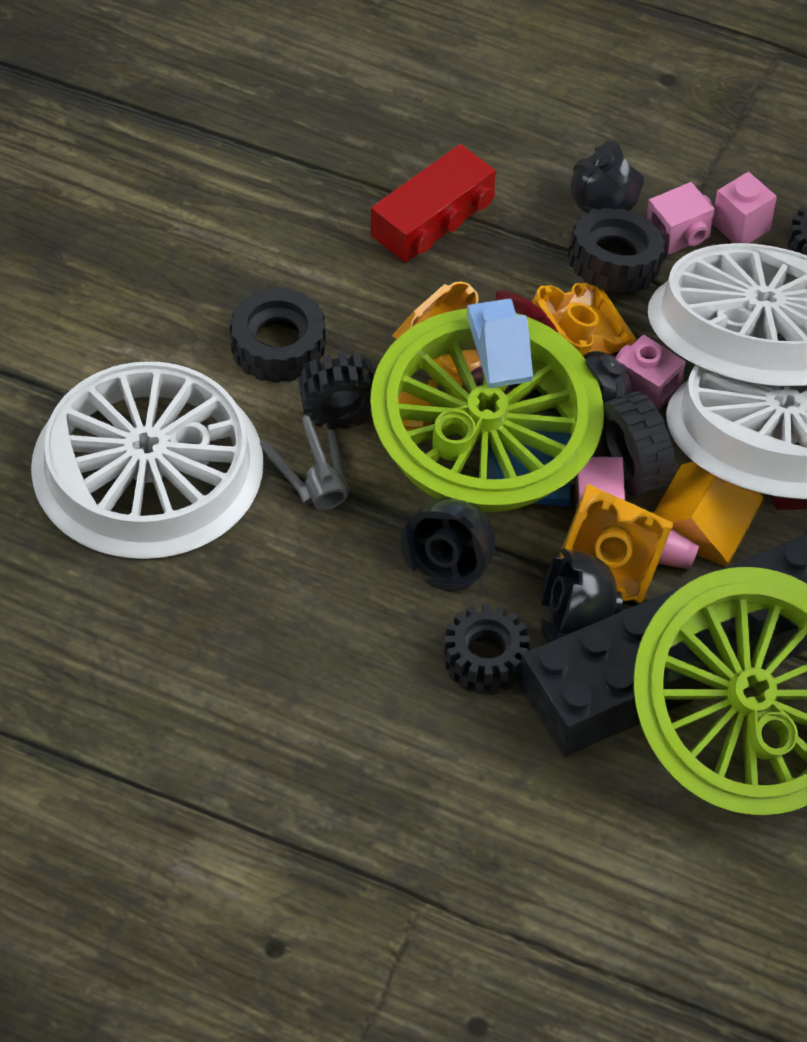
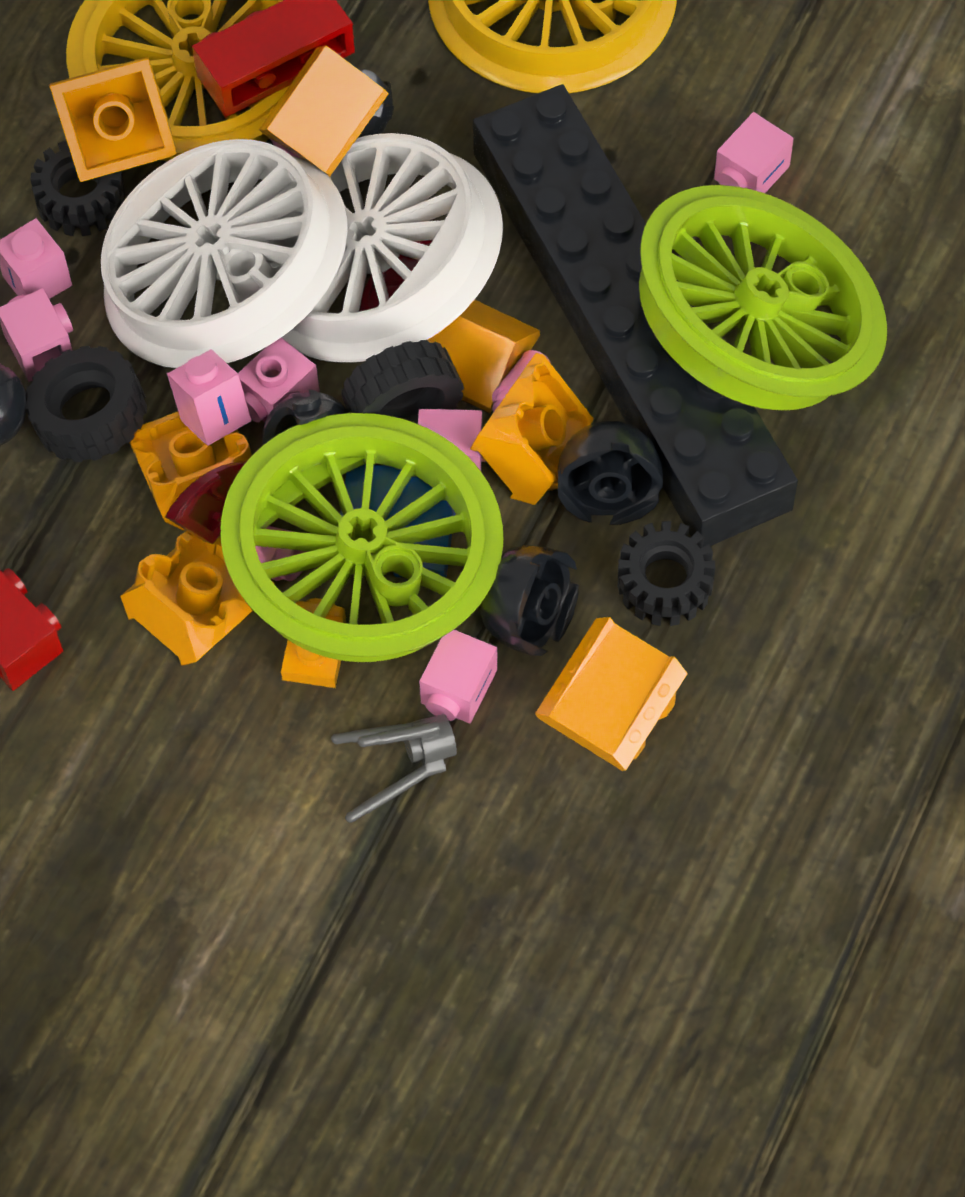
camera: 85 degrees left, 10 degrees up
(146, 456) = (408, 1052): white piece -> none
(277, 307) = (176, 753): black tyre -> none
(337, 390) = (301, 711): black tyre -> none
(371, 612) = (612, 693): none -> light orange slope
(381, 501) = (458, 676): none -> bright pink brick
(501, 342) = (293, 503): light blue slope -> none
(617, 314) = (209, 397): none -> bright pink brick

